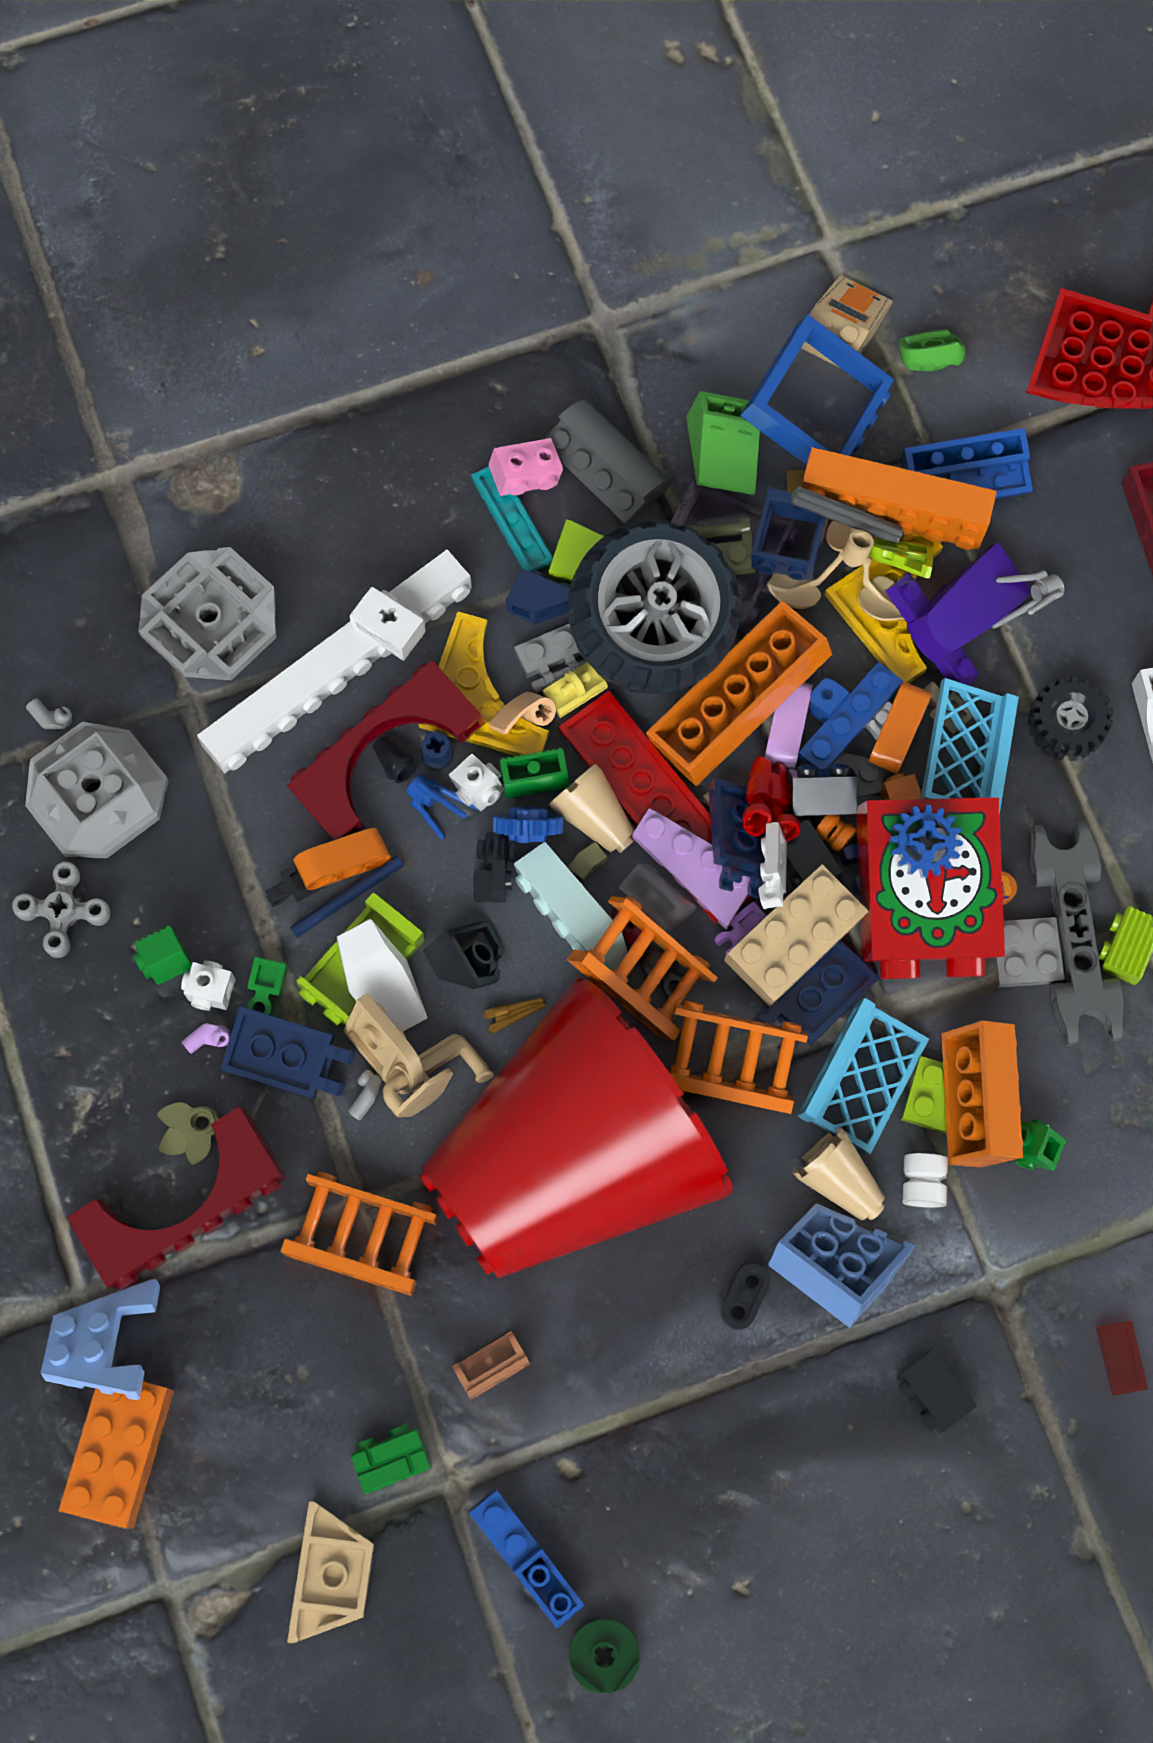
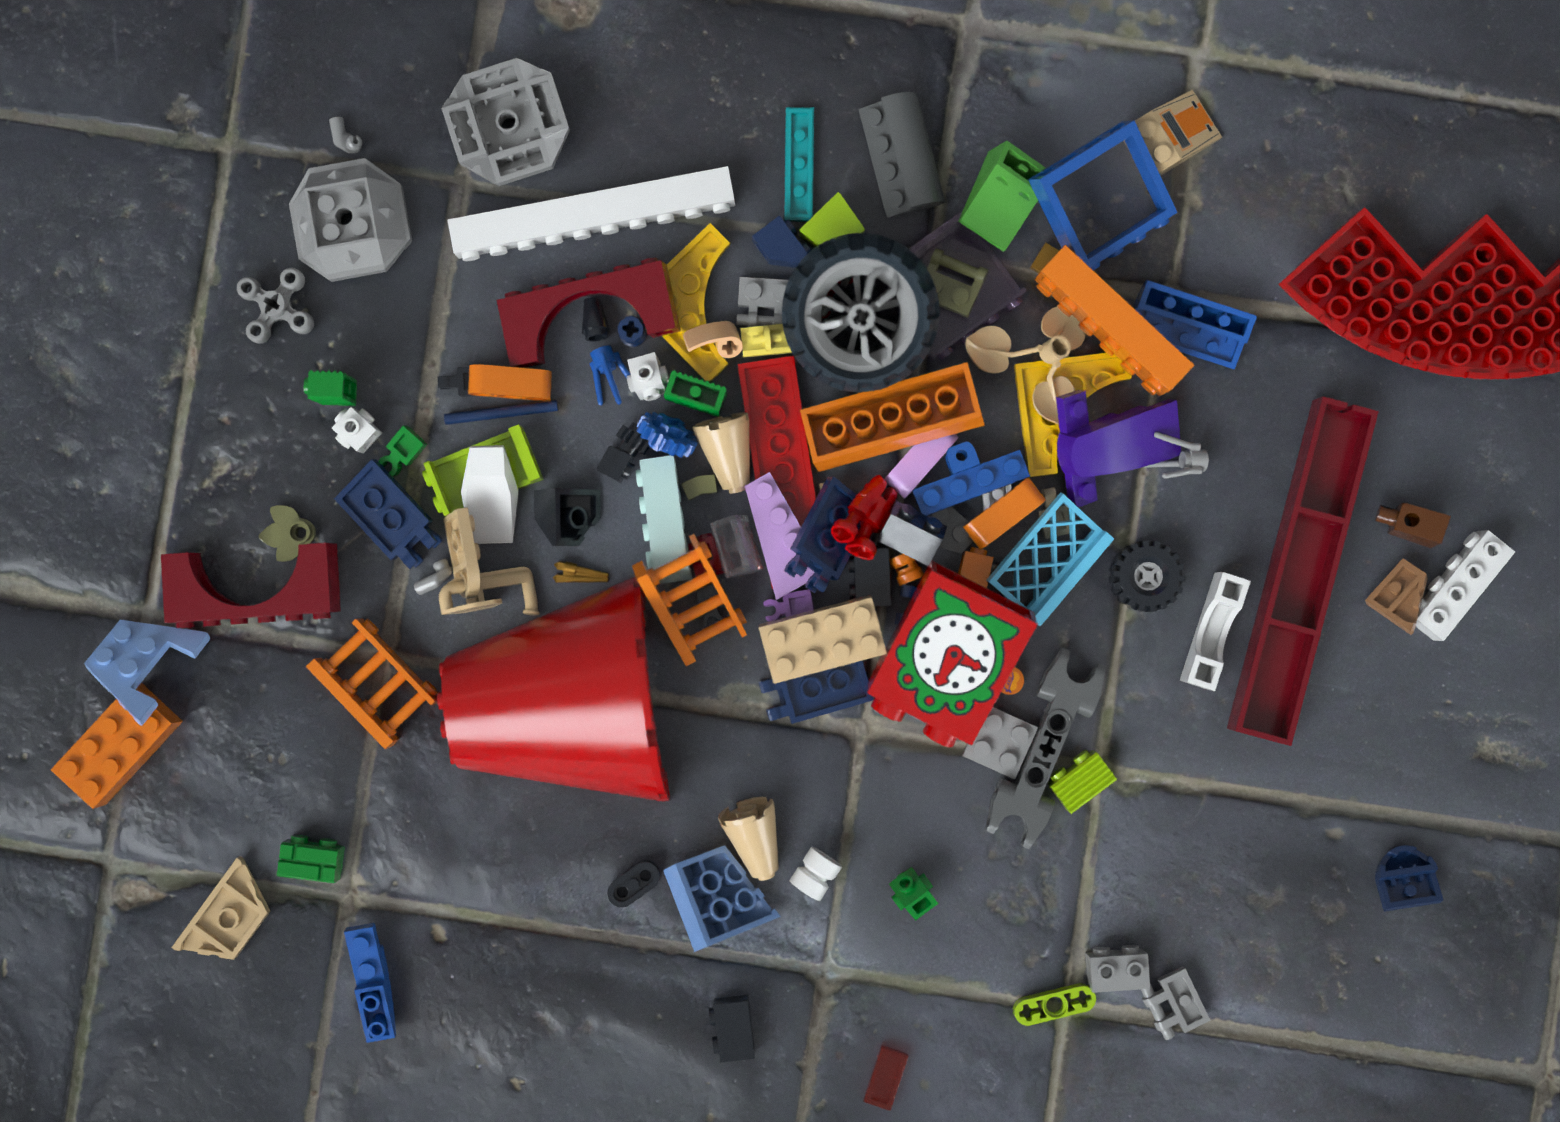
camera: 30 degrees right, 15 degrees up
(207, 1034) = (339, 465): lavender arm -> none
(396, 636) = (632, 194): white brick -> none
(491, 1365) = (419, 831): nougat hinge -> none
(525, 467) = (831, 127): bright pink brick -> none
(583, 1657) = (399, 1063): dark green plate -> none
(743, 1089) = (718, 731): orange fence -> none
(774, 869) = (834, 578): white hinge -> none
(780, 504) = (1025, 282): dark blue window -> none
(843, 1055) = (802, 748): medium azure fence -> none
(846, 515) = (1061, 317): dark grey axle -> none
(904, 555) = (1092, 371): lime wing -> none
(925, 856) = (950, 640): blue gear -> none
(926, 1097) = (861, 814): lime wing -> none
(931, 350) = (1226, 201): bright green piece -> none
(982, 1094) = (894, 837): orange brick -> none

